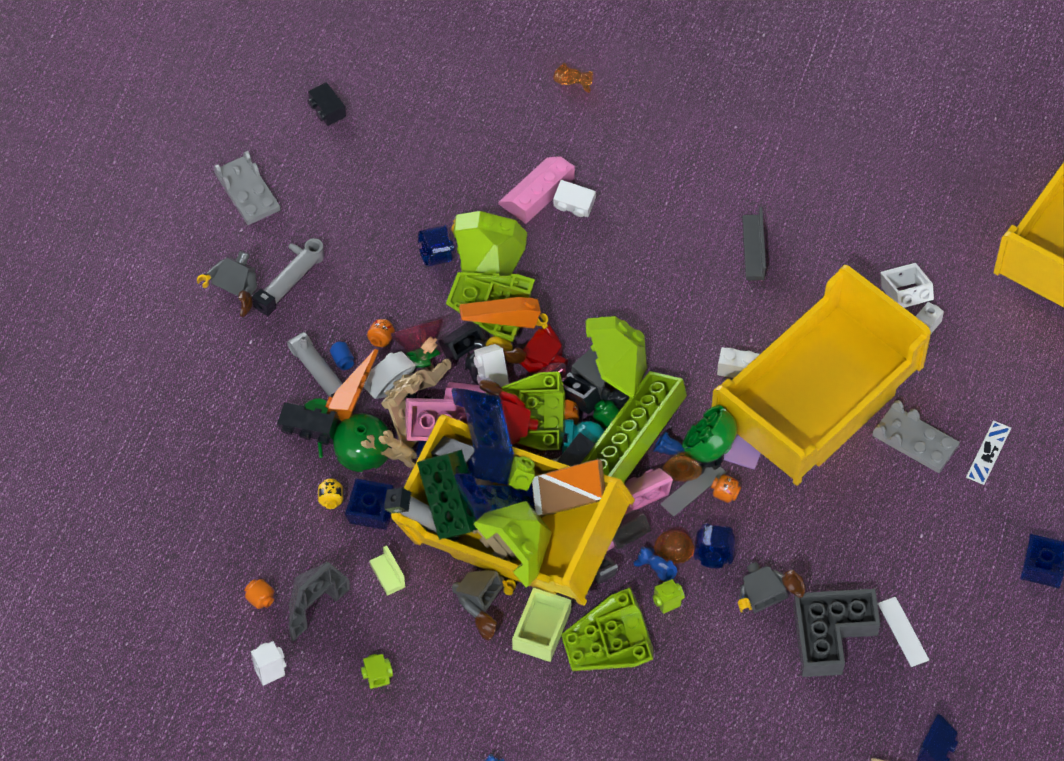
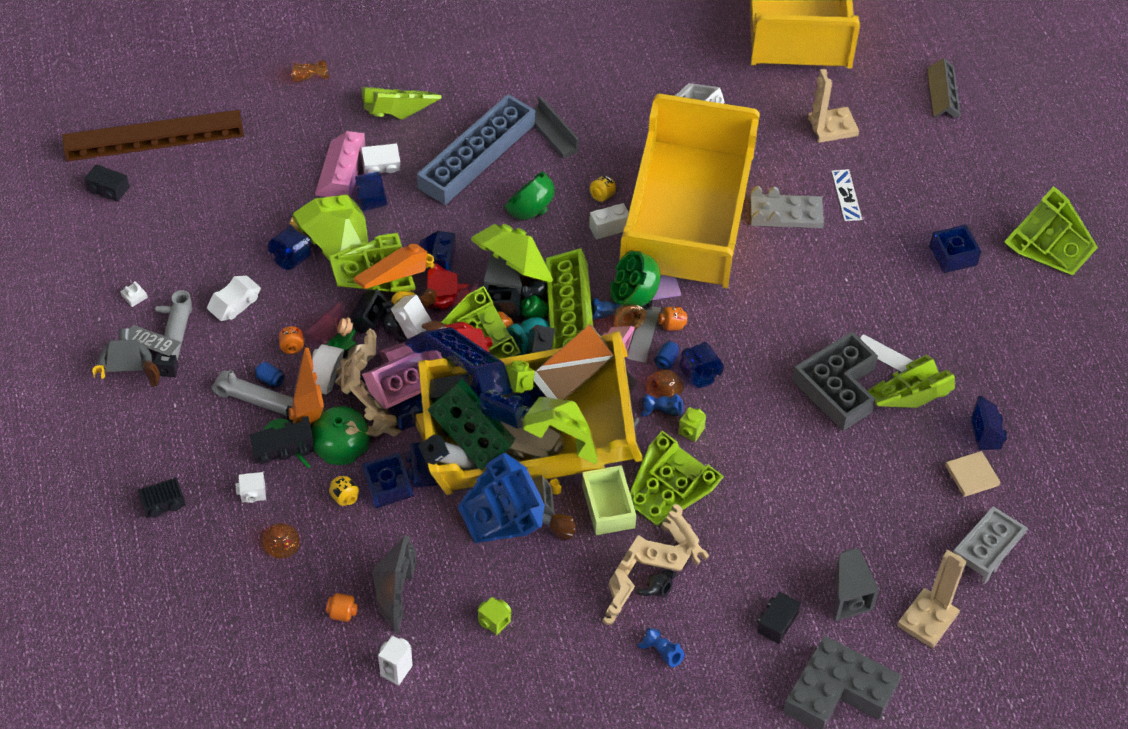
camera: 35 degrees left, 5 degrees down
(183, 419) = (161, 498): none -> black brick
(247, 189) = (80, 282): light grey hinge -> none
(253, 509) = (280, 540): none -> clear orange hat
(260, 449) = (251, 487): none -> white brick
(266, 273) = (154, 340): none -> light grey sticker
(282, 222) = (134, 294): none -> white tile
(359, 269) = (233, 298): none -> white brick
(388, 572) = (442, 528): yellowish green panel -> none
(396, 76) = (152, 135): none -> reddish brown brick
(443, 577) = (502, 502): none -> blue wedge
(532, 722) = (658, 584): none -> black piece
(542, 694) = (656, 555): none -> tan piece
(544, 226) = (371, 190): none -> clear blue brick
(564, 314) = (441, 247): none -> clear blue slope
(629, 148) = (396, 102): none -> lime wedge
(667, 231) = (476, 149): none -> sand blue brick
(682, 306) = (531, 198): none -> green cylinder
(694, 520) = (667, 355): none -> blue brick
(756, 328) = (602, 188): none -> yellow head
(767, 587) = (766, 374): dark grey torso -> none
(895, 671) = (914, 386): none -> lime wedge
(1026, 371) = (831, 123): none -> tan bracket

